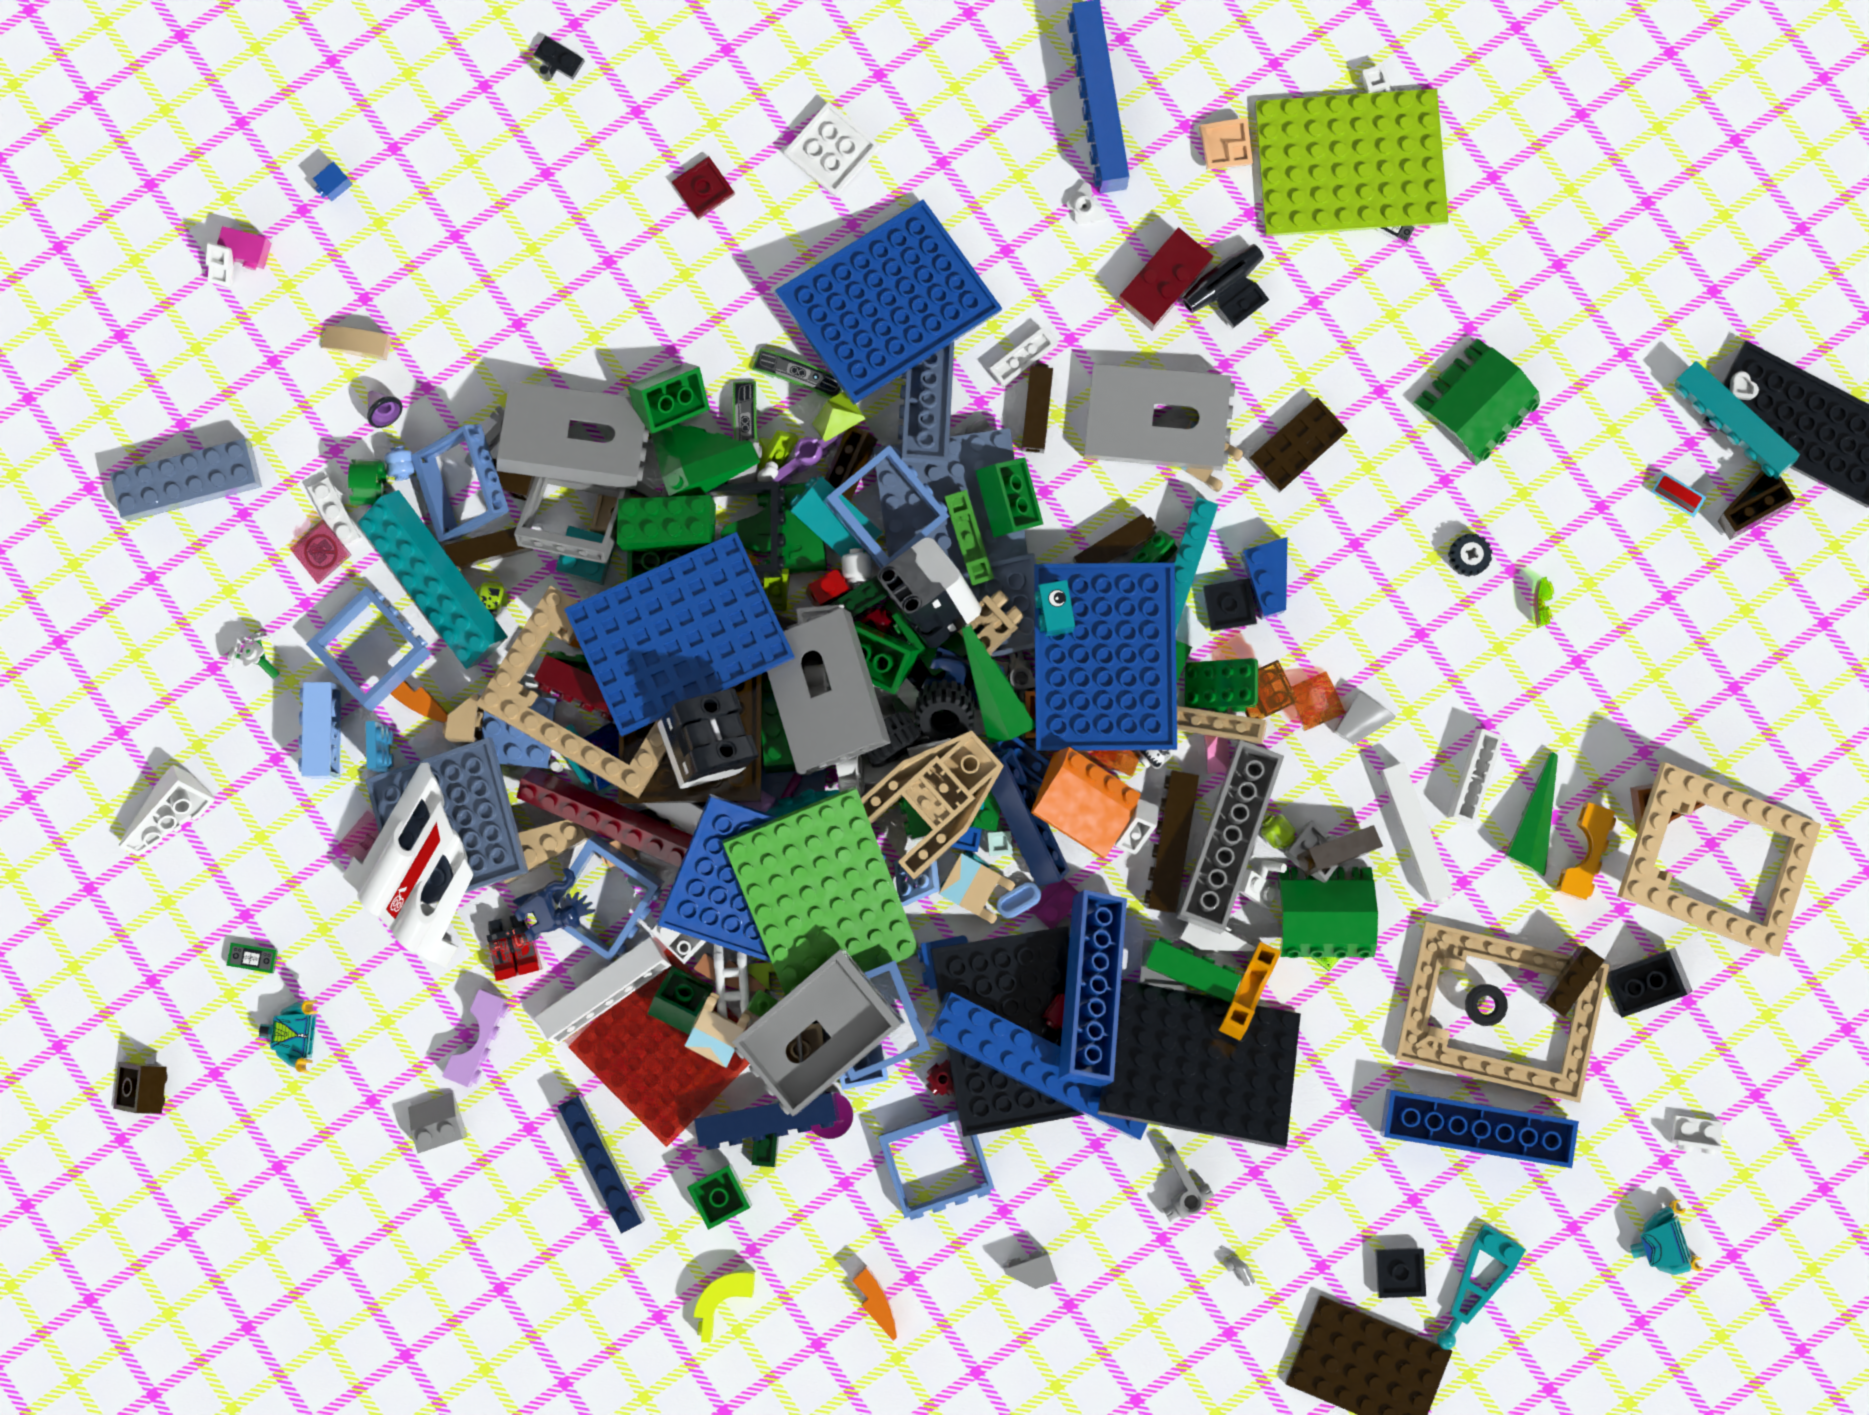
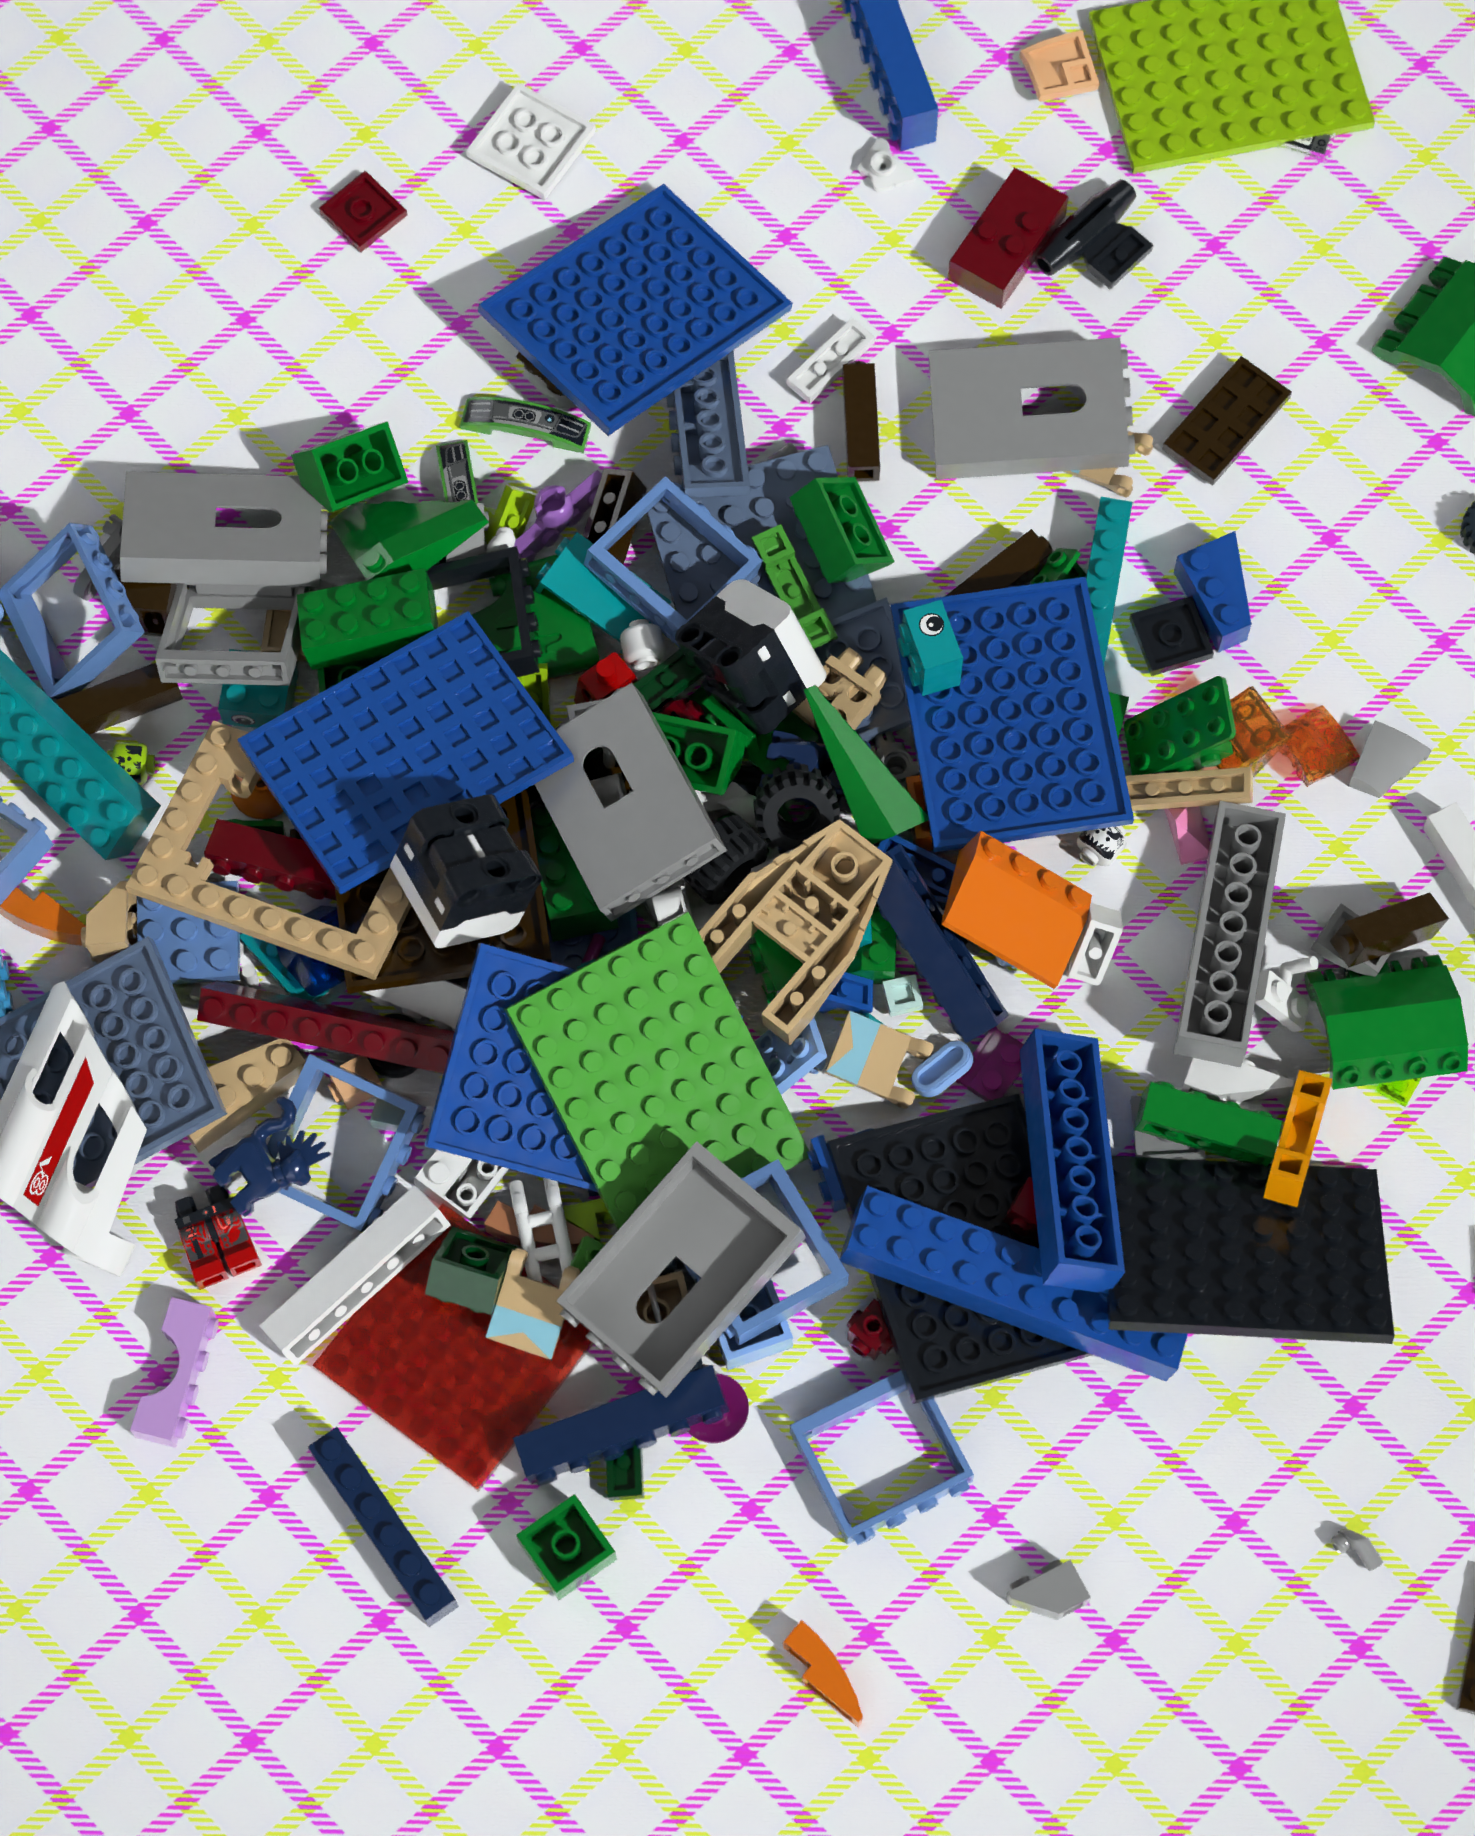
camera: 10 degrees left, 15 degrees down
(436, 1123) = (129, 1506): light grey slope -> none
(558, 59) = (144, 80): black plate -> none
(728, 1285) = (591, 1683): neon yellow arch -> none
(836, 417) = (586, 457): lime slope -> none
(1119, 761) = (1055, 856): clear orange slope -> none
(1172, 841) = (1148, 959): dark brown brick -> none
(1178, 1207) = (1250, 1467): light grey piece -> none
(1278, 831) = (1296, 923): lime head -> none

